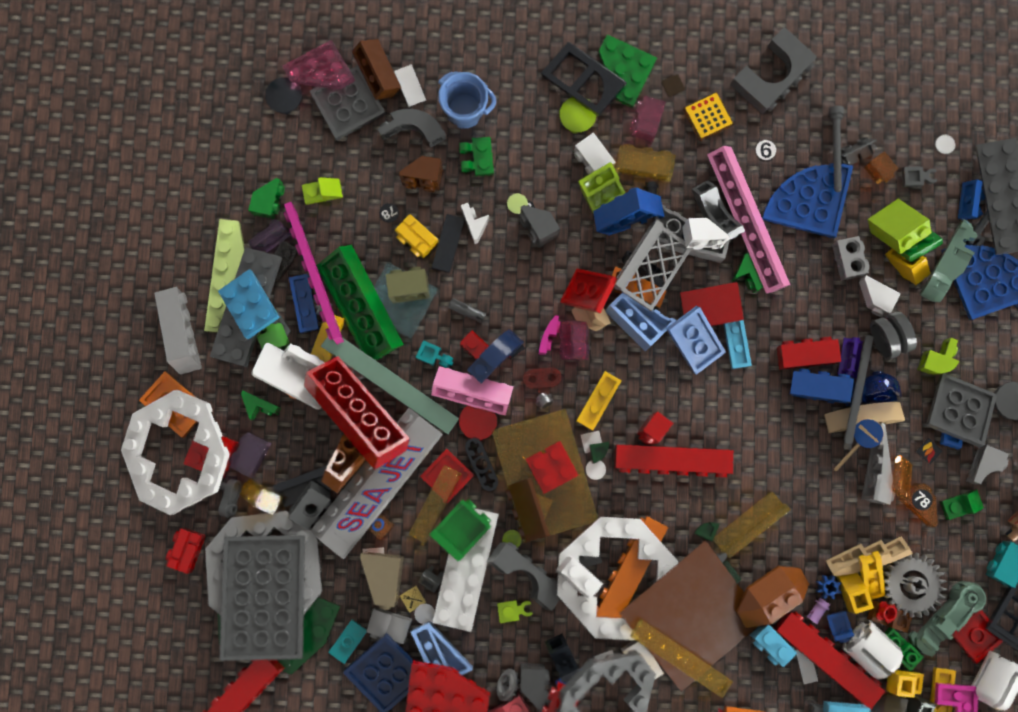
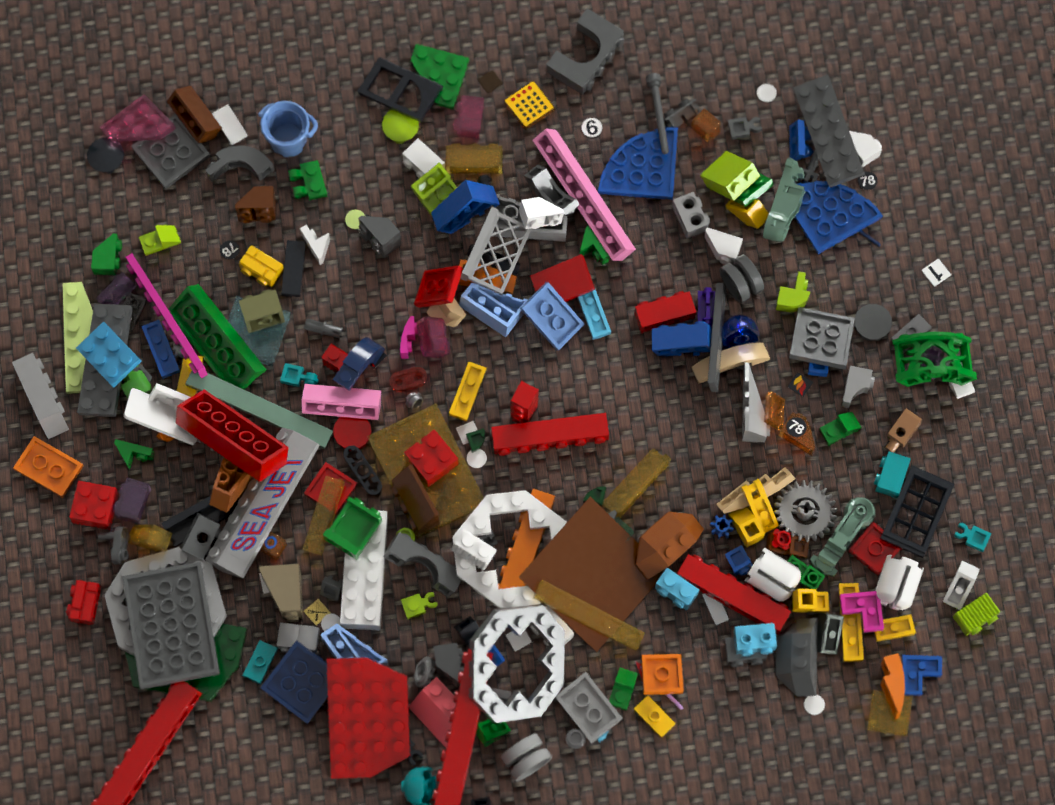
camera: 10 degrees left, 10 degrees down
(207, 434) = (37, 474): white plate -> none
(818, 610) = (716, 551): lavender pin -> none
(867, 434) = (733, 375): blue piece -> none

